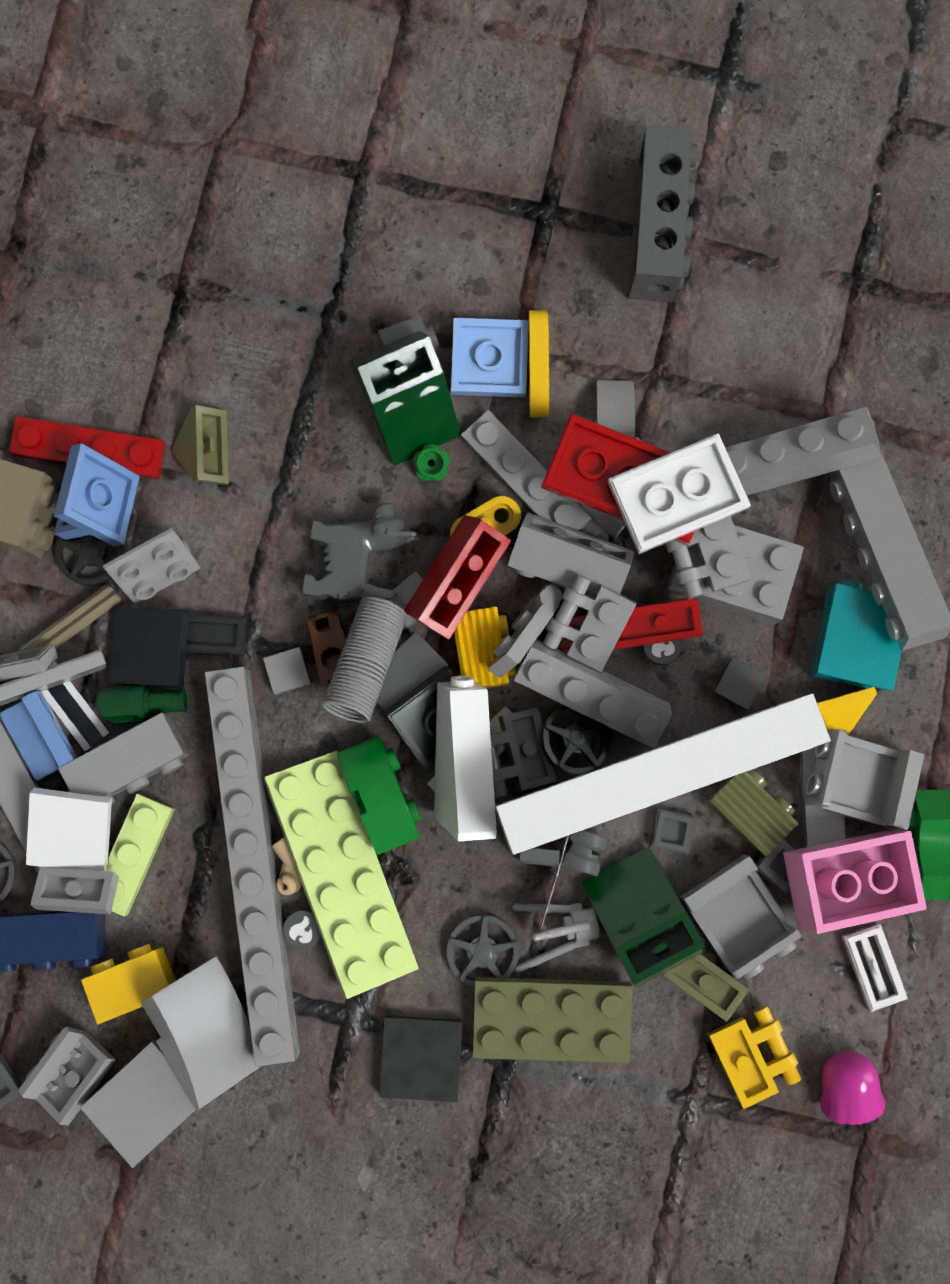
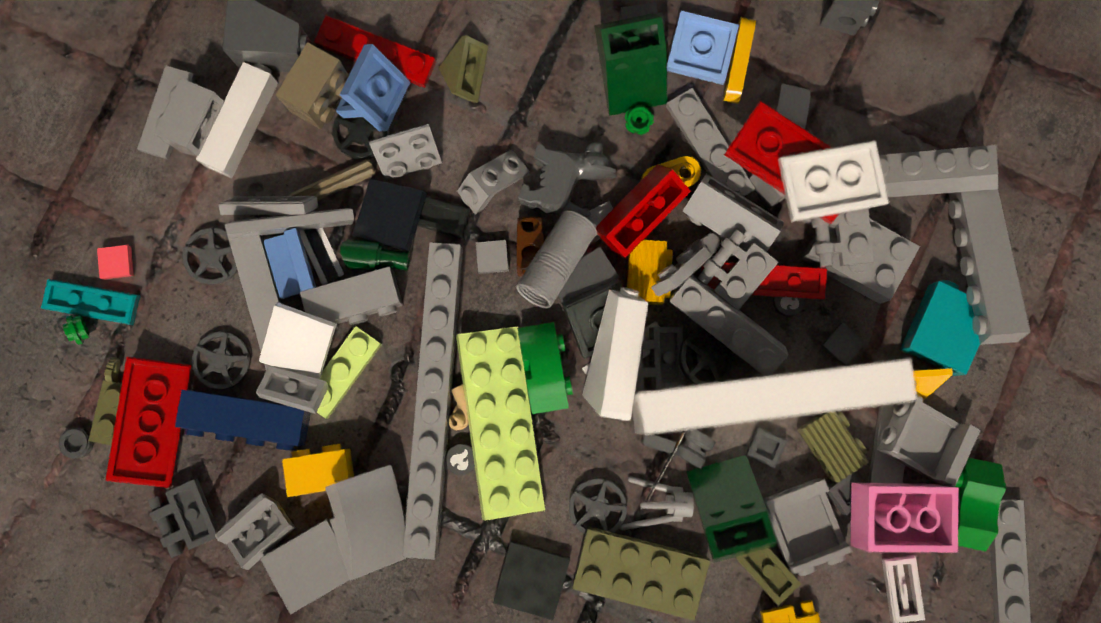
camera: 15 degrees right, 0 degrees up
(265, 576) = (490, 179): none -> light grey bracket

